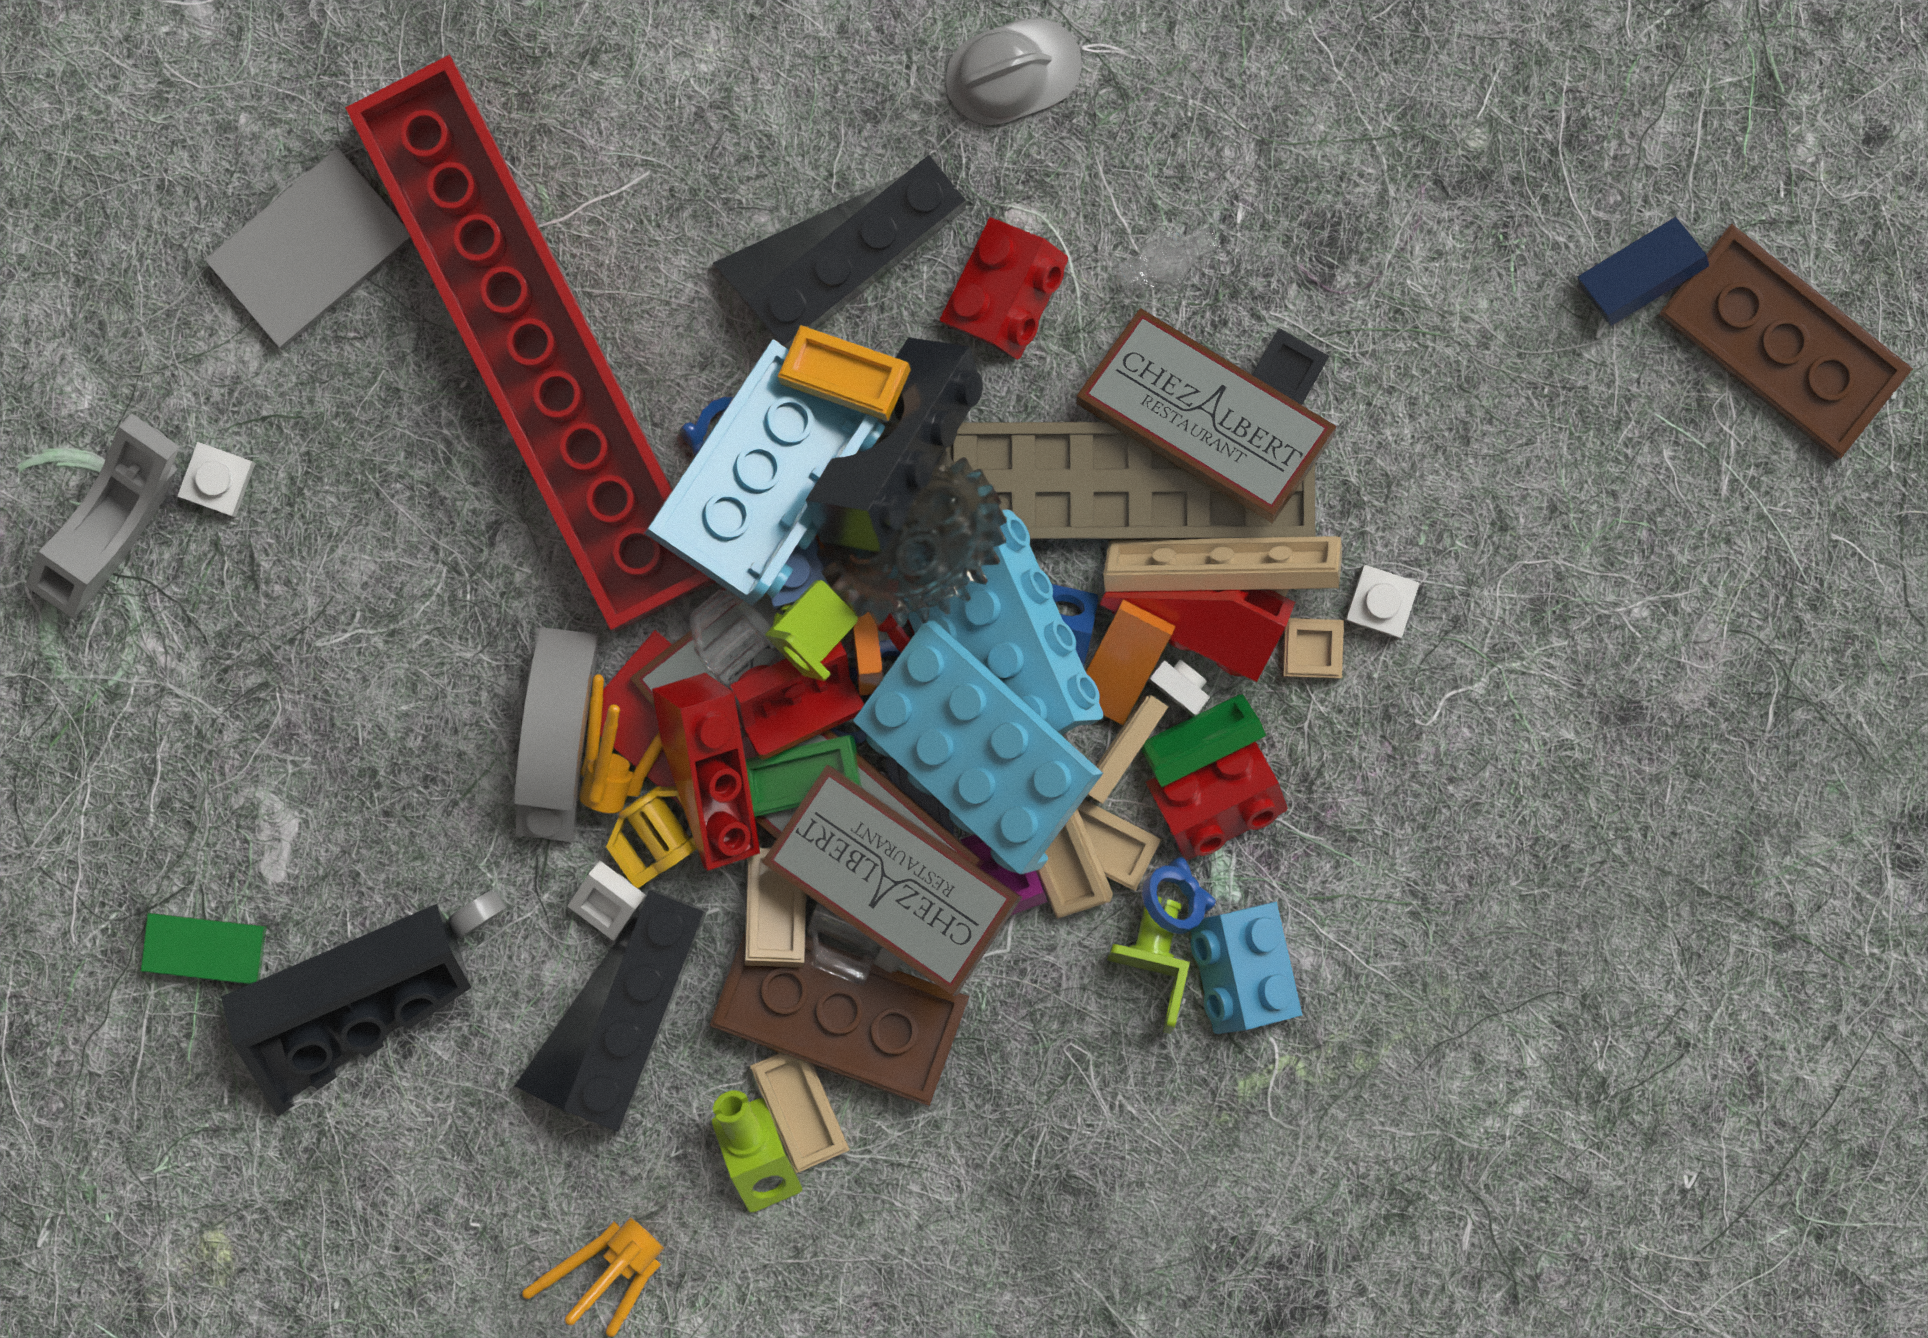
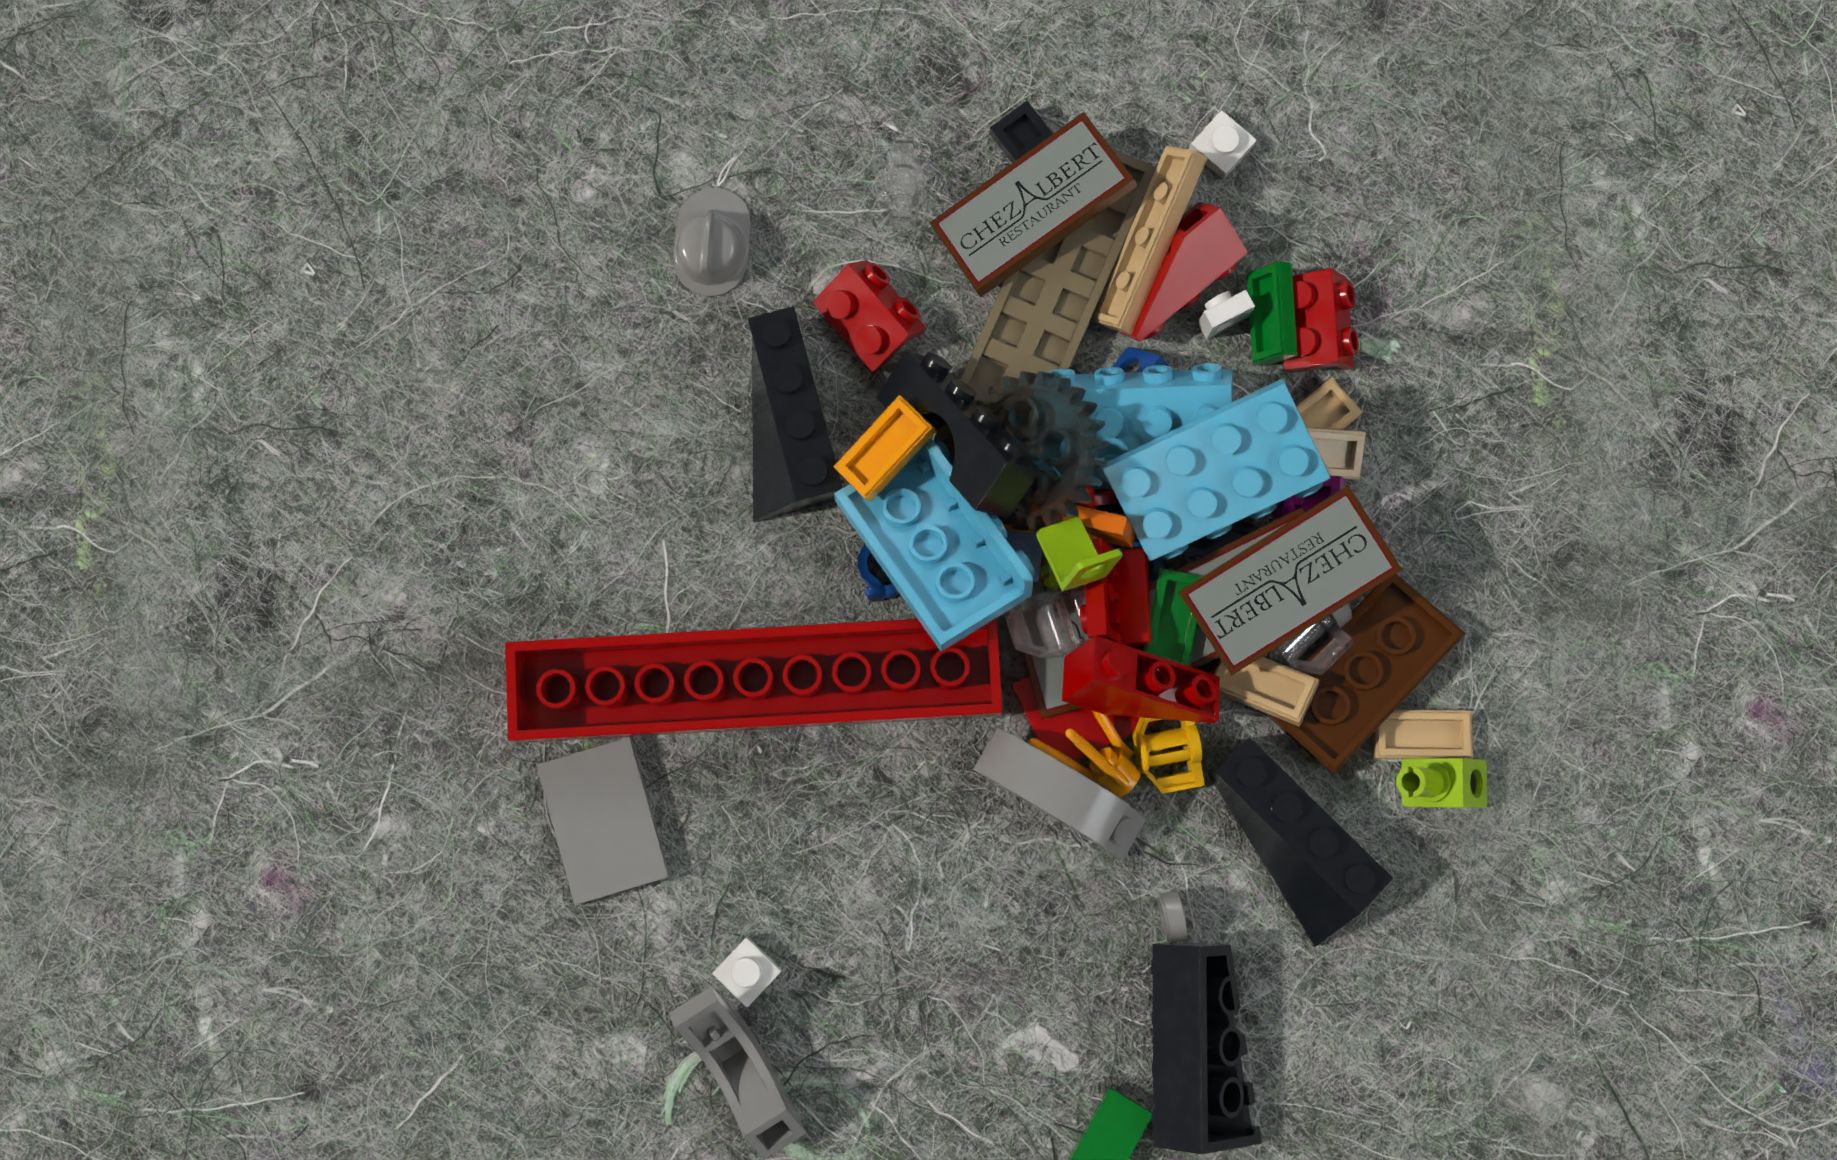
camera: 60 degrees left, 5 degrees down
(607, 900) = (1204, 811): white plate -> none
(629, 1251) = (1488, 912): light orange plant -> none
(1126, 745) = (1245, 360): tan tile -> none
(1127, 658) = (1186, 335): orange tile -> none
(1153, 954) = (1416, 418): lime bracket -> none
(1198, 899) = (1387, 370): blue piece -> none
(1245, 969) = (1455, 358): dark azure bracket -> none
(1313, 648) = (1239, 205): tan tile -> none

